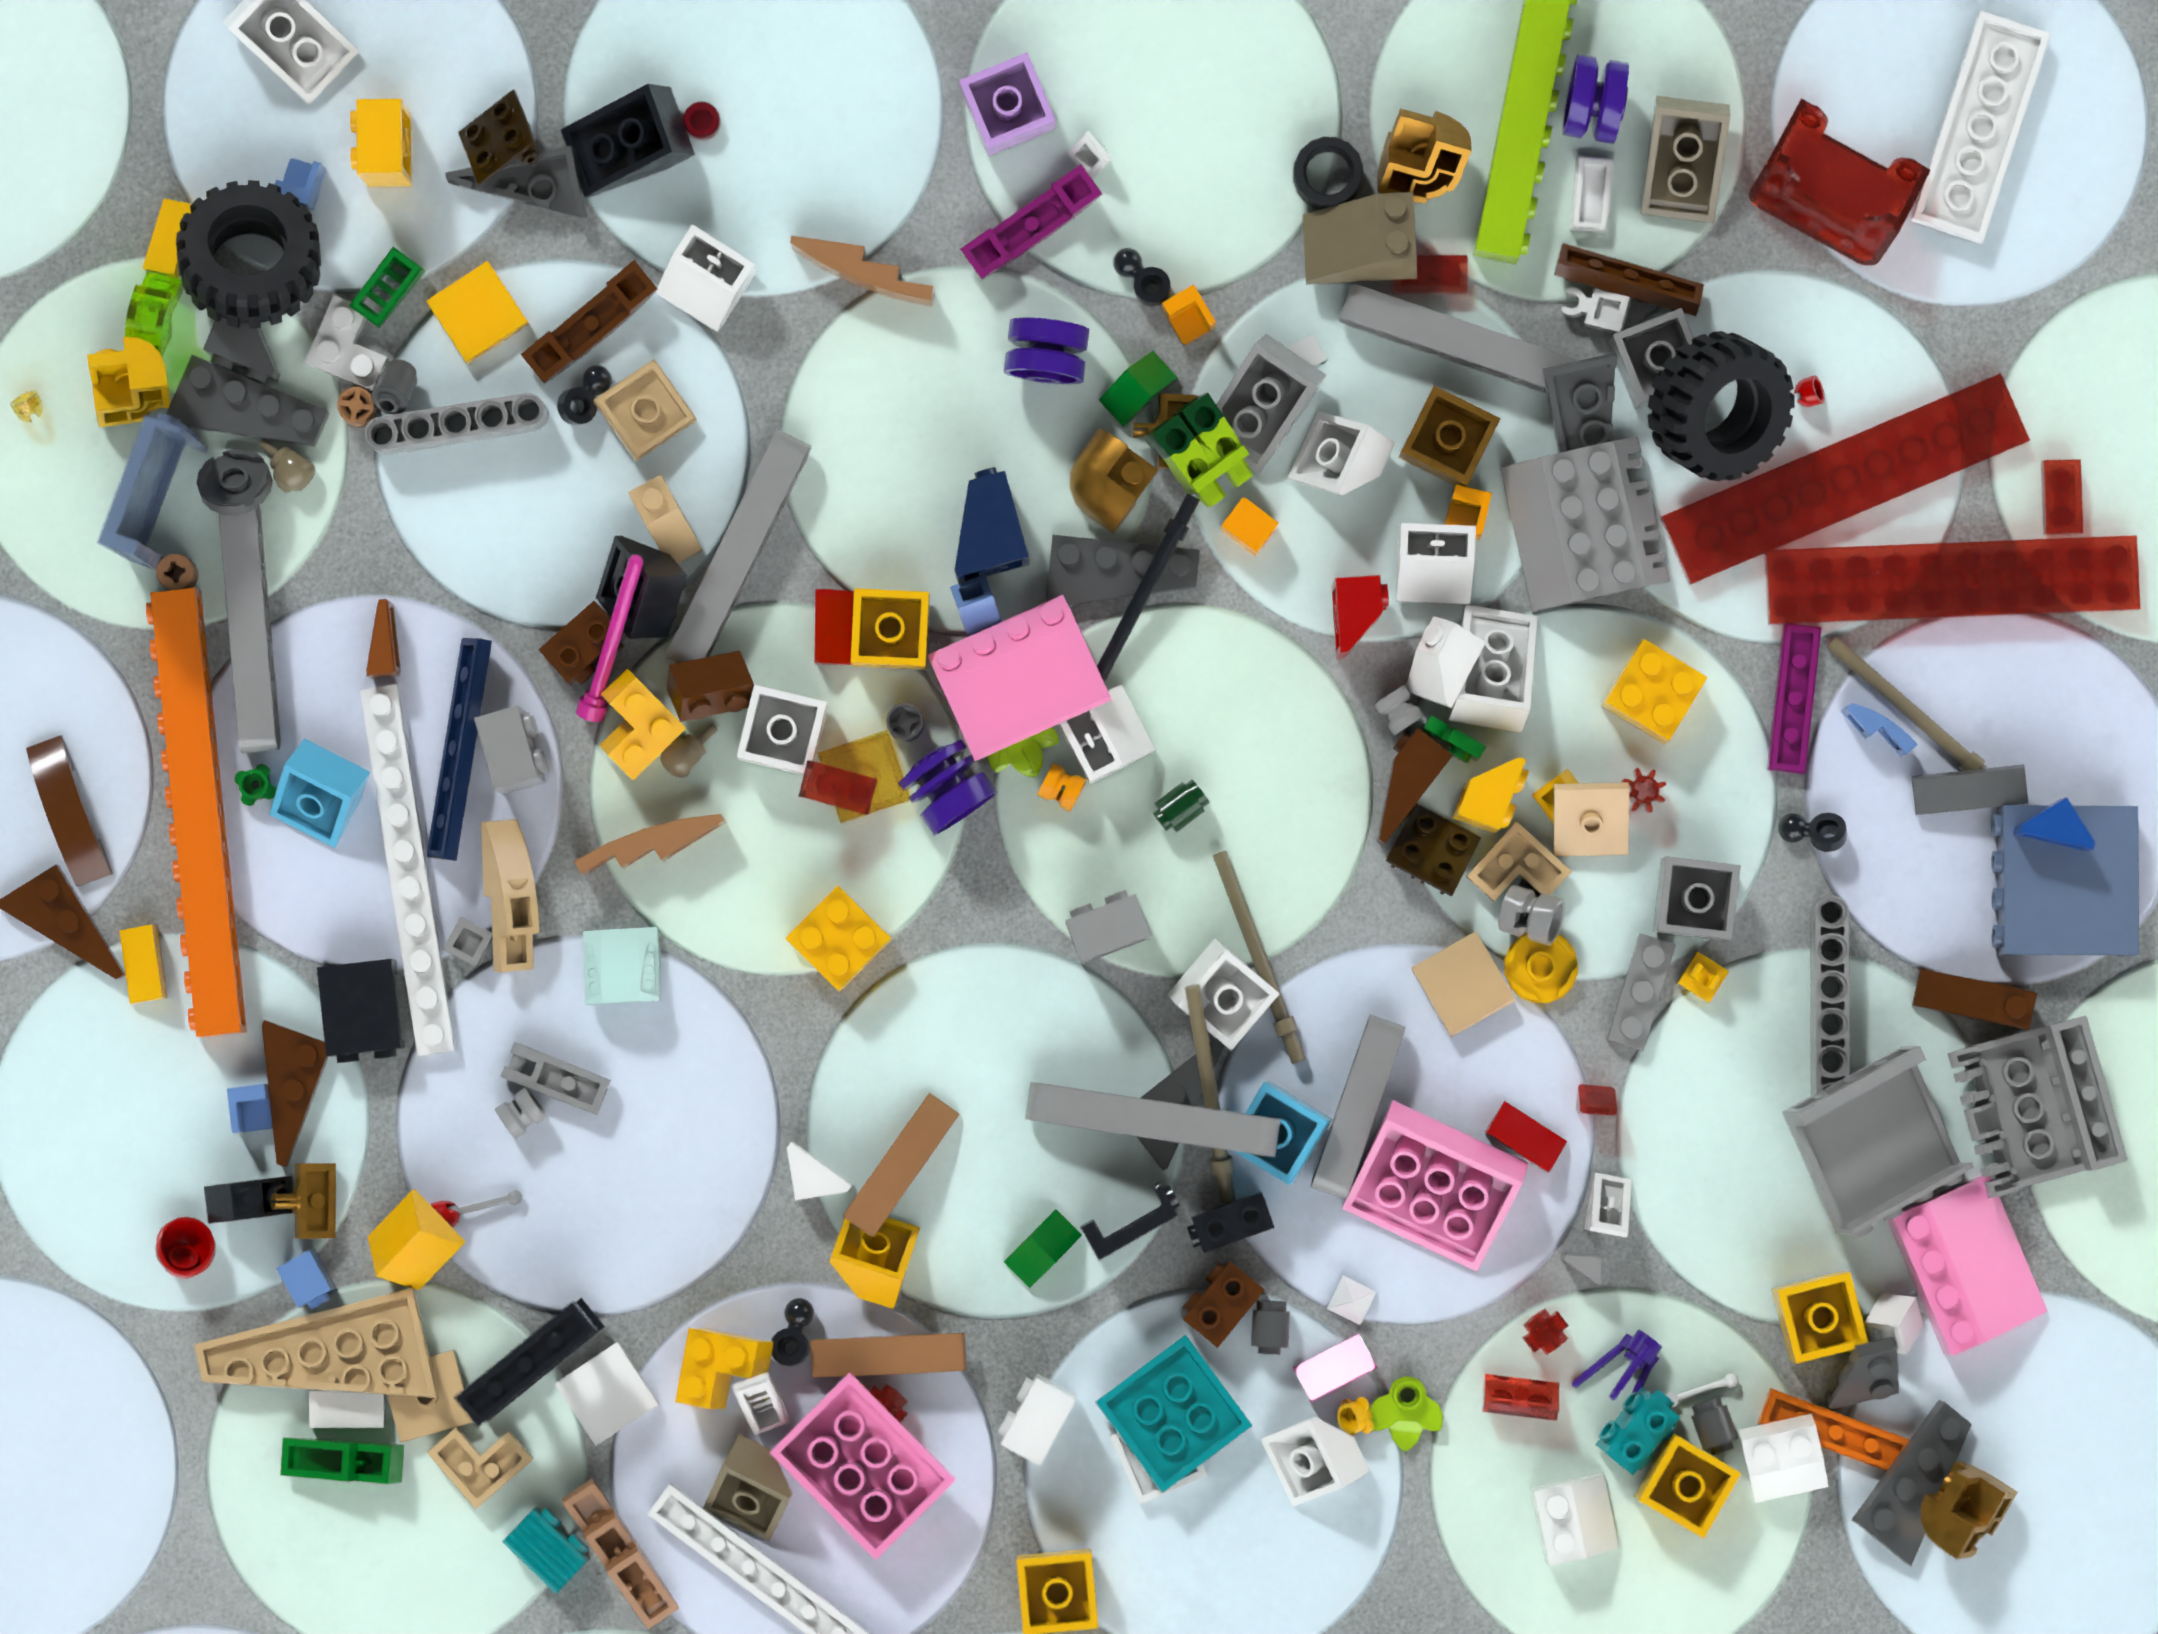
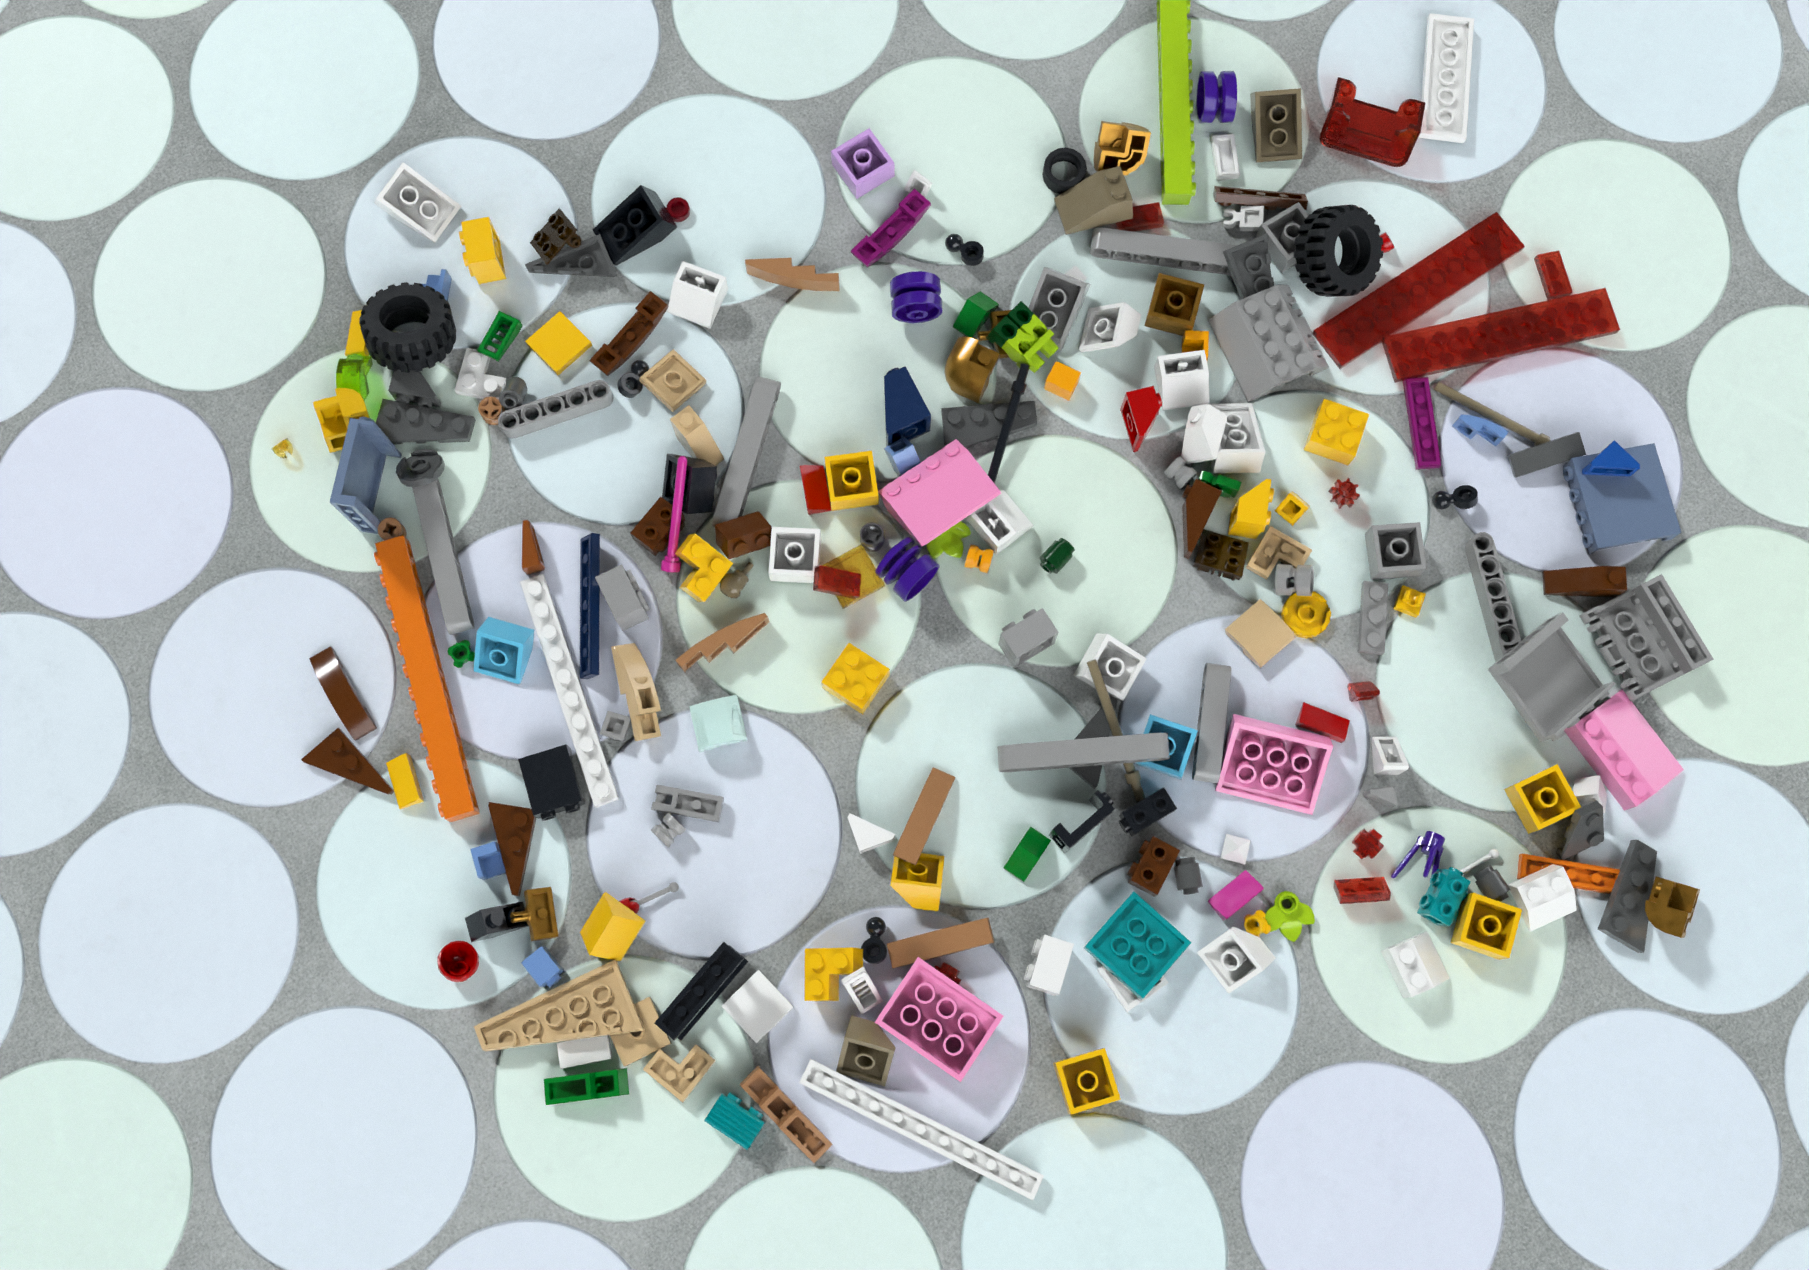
camera: 10 degrees left, 10 degrees down
(289, 467) = (455, 456): dark tan piece -> none
(1188, 315) = (998, 265): light orange panel -> none
(1285, 1025) = (1152, 680): dark tan bar -> none
(1591, 819) = (1316, 515): tan plate -> none

